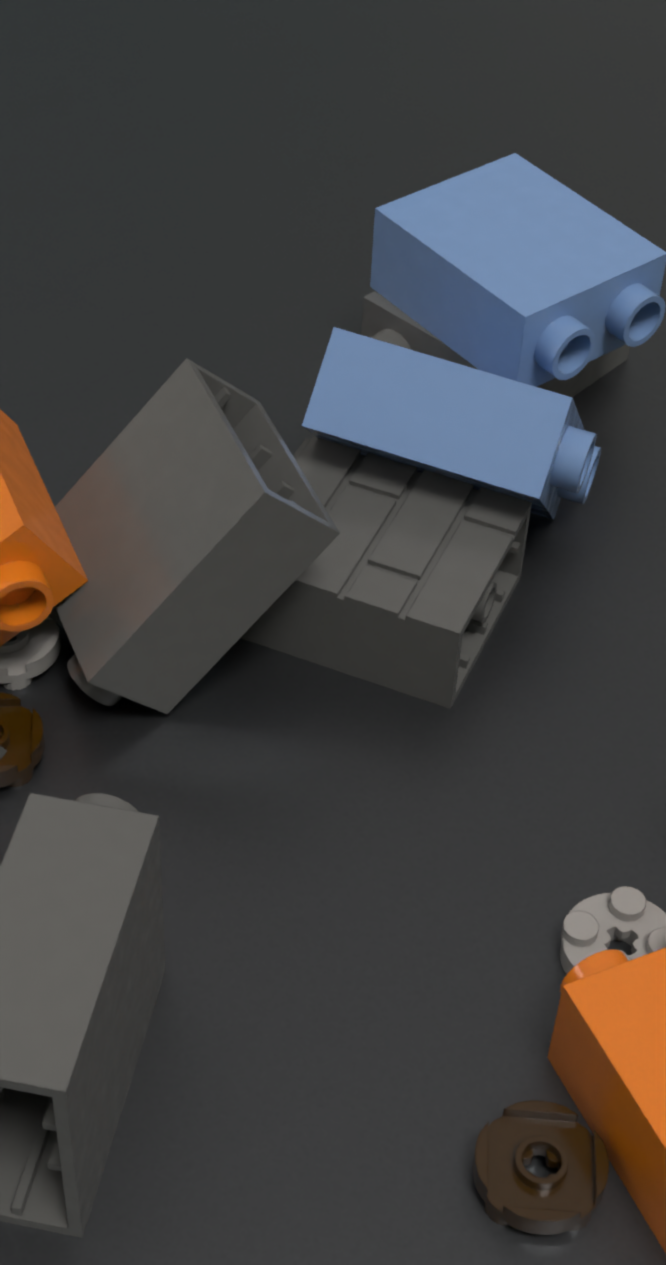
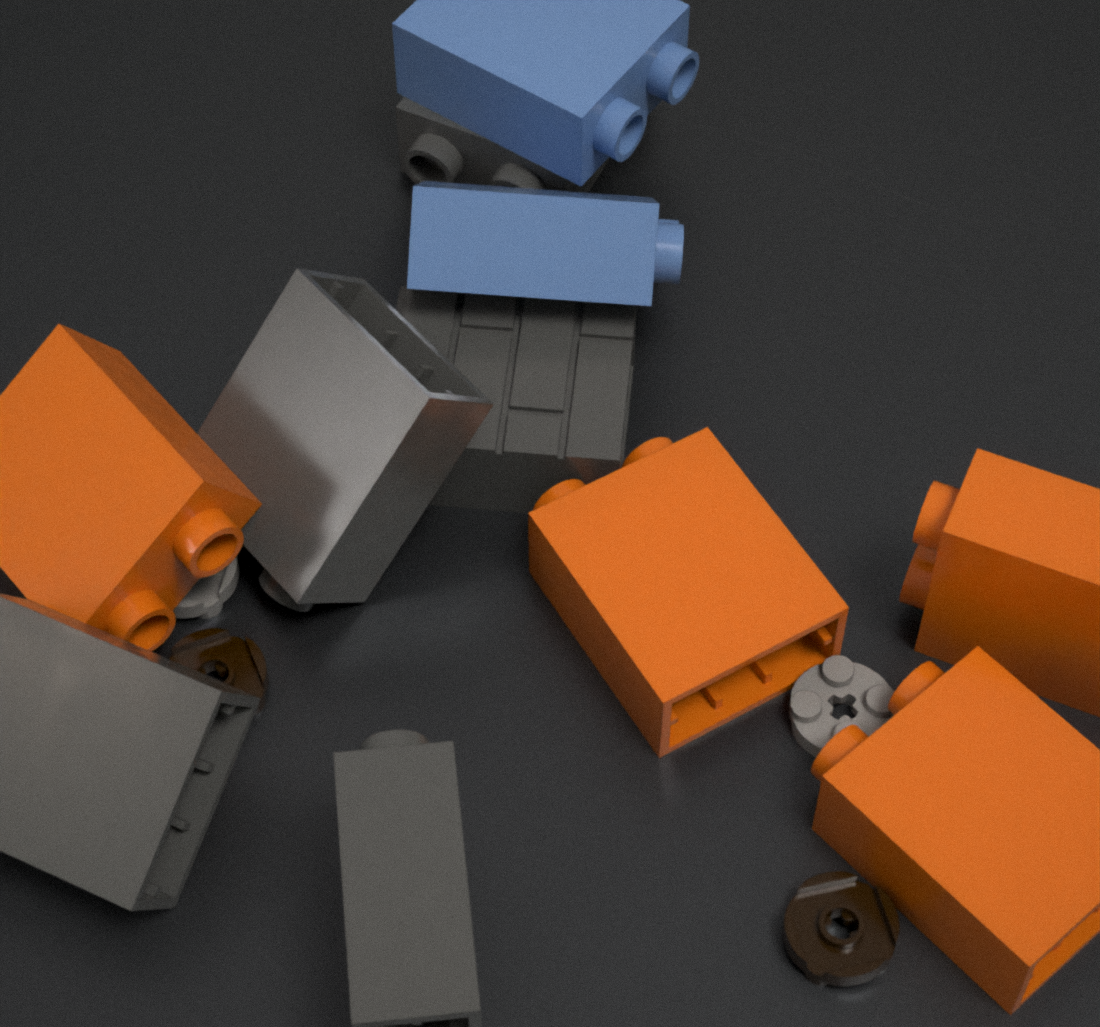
camera: 15 degrees left, 10 degrees up
(490, 780) = (683, 587): none -> orange brick

